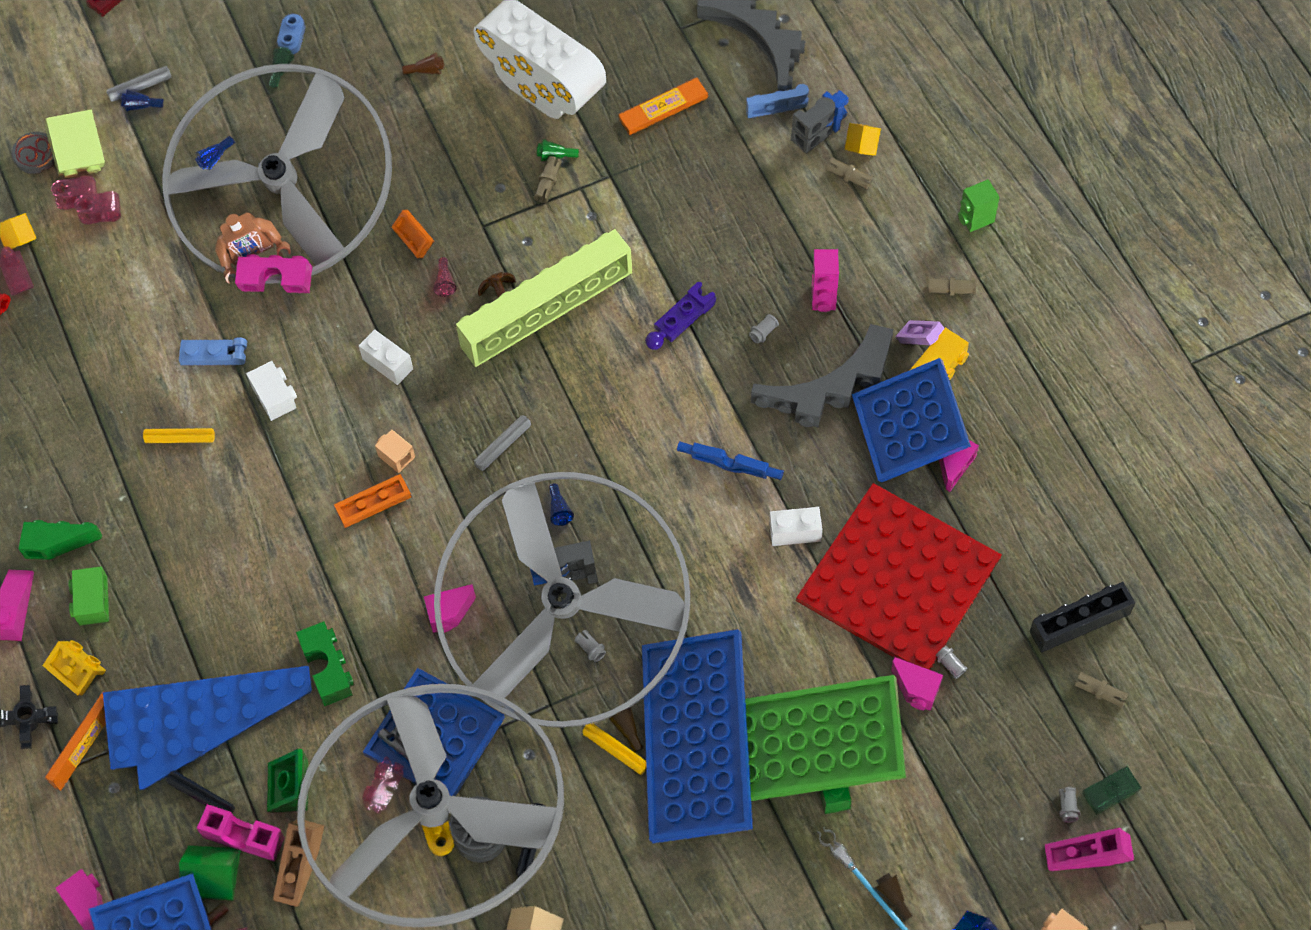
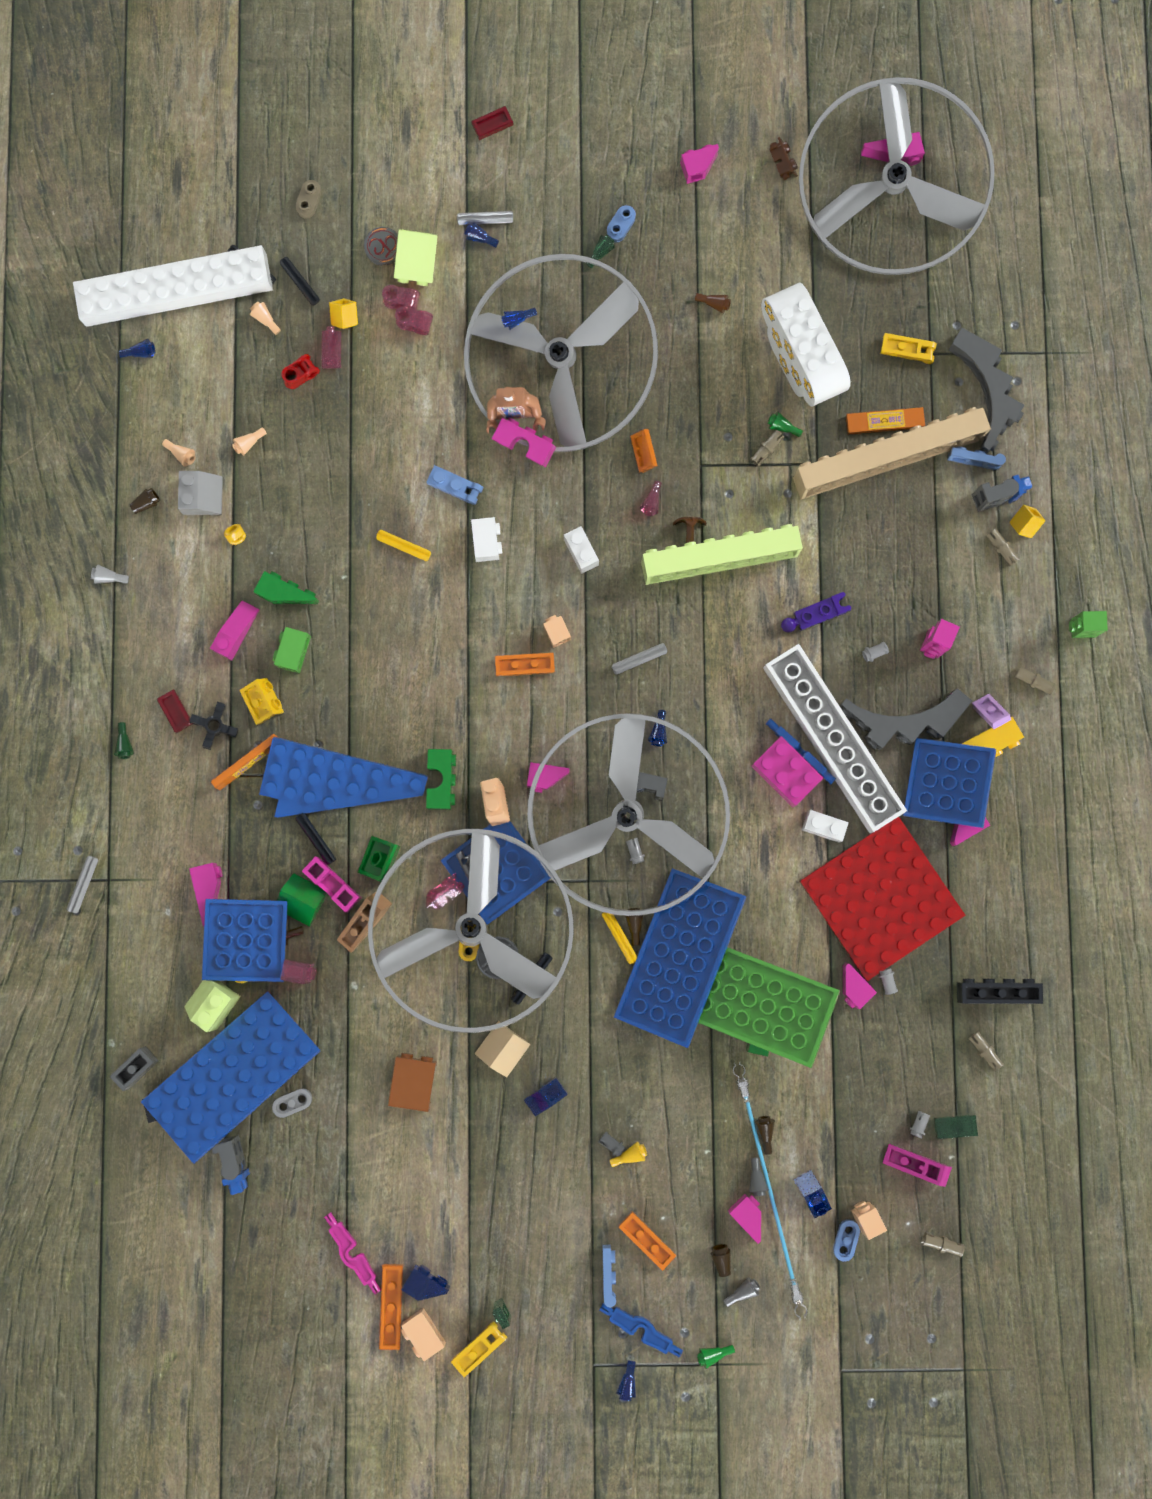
camera: 20 degrees right, 20 degrees up
(400, 656) = (495, 801): none -> light nougat brick
(654, 30) = (908, 348): none -> yellow plate
(681, 130) = (891, 452): none -> tan brick
(725, 487) = (787, 772): none -> dark pink brick
(762, 431) = (834, 739): none -> white brick

